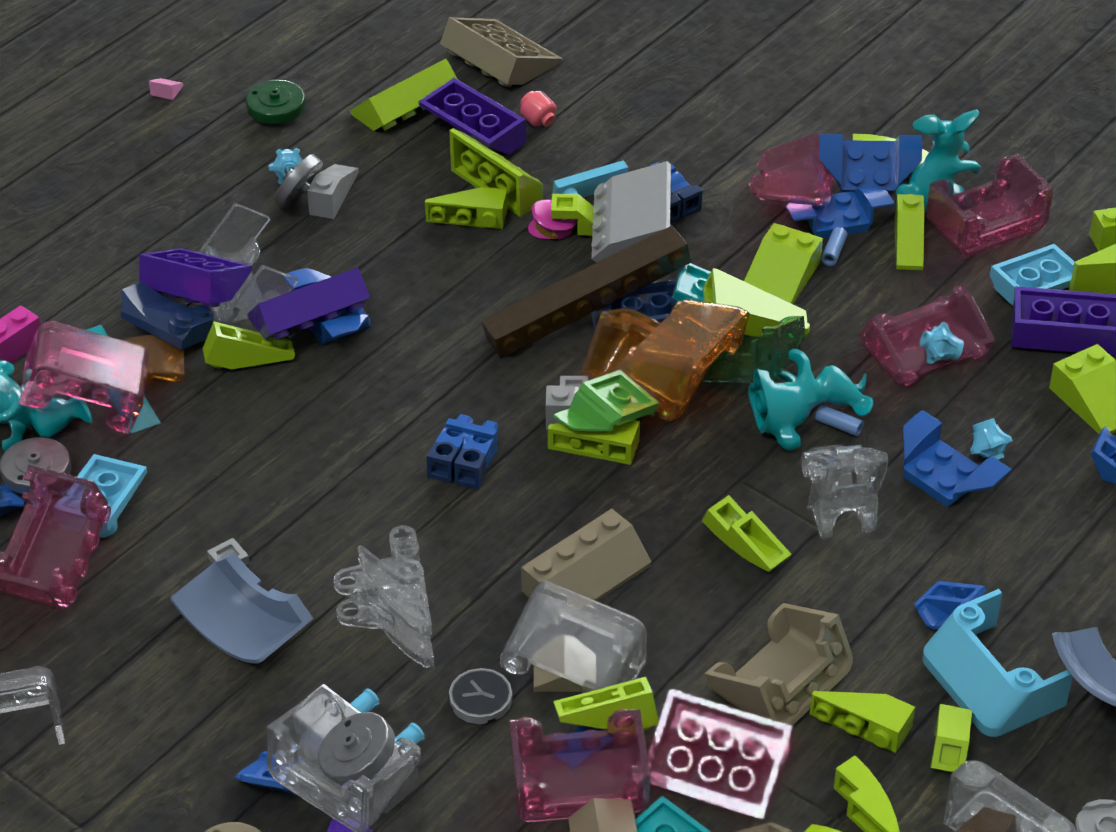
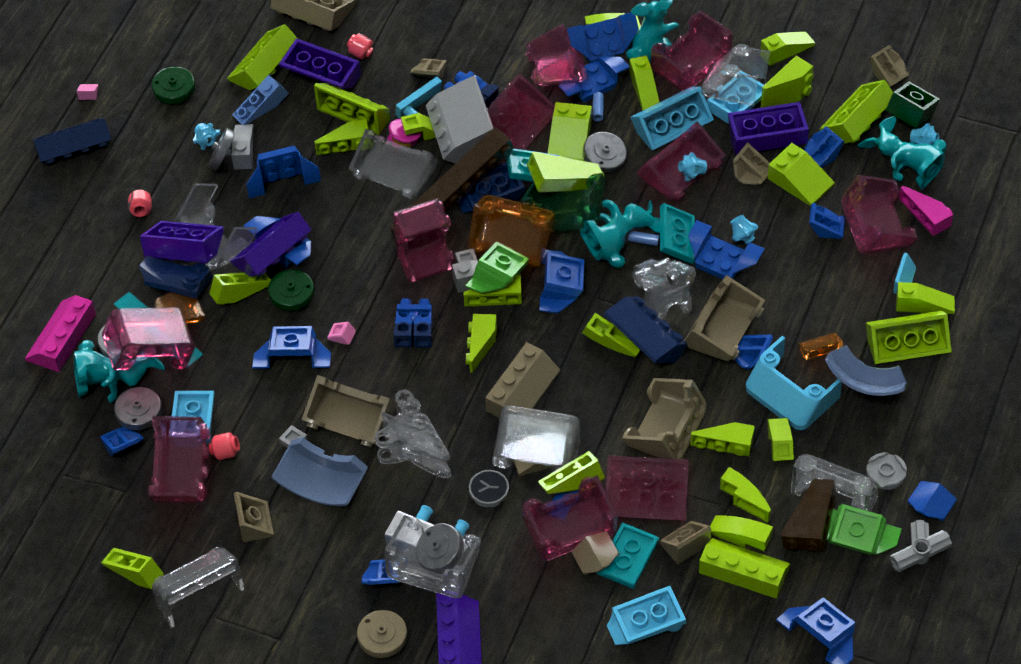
camera: 15 degrees left, 10 degrees up
(115, 132) = (72, 139): none -> dark blue slope
(119, 645) = (253, 517): none -> dark tan slope
(127, 542) = (224, 446): none -> coral head
(164, 223) = (139, 203): none -> coral head
(288, 433) = (292, 342): none -> blue piece
(314, 370) = (291, 290): none -> dark green wheel
(315, 534) = (346, 410): none -> dark tan windscreen
(361, 440) = (342, 333): none -> bright pink slope
(364, 217) = (280, 165): none -> blue piece
(383, 141) = (262, 99): none -> medium blue slope
(516, 341) = (421, 239): none -> clear pink windscreen
(518, 249) = (392, 164): none -> clear windscreen
(554, 491) = (482, 338): none -> lime slope
(618, 152) = (430, 68): none -> dark tan slope
(686, 346) = (535, 216): clear orange windscreen -> none
(696, 447) = (562, 281): none -> blue piece
(720, 226) = (520, 112): none -> clear pink slope
(796, 536) = (646, 330): none -> dark blue slope
(825, 299) = (605, 150): none -> flat silver wheel
(884, 421) = (674, 232): none -> teal tile
(919, 552) = (724, 320): none -> dark tan windscreen
(921, 279) = (672, 117): none -> medium azure slope
(1026, 364) = (750, 166): none -> dark tan slope
(1042, 242) = (725, 75): none -> clear windscreen
(1043, 624) = (820, 345): none -> clear orange slope

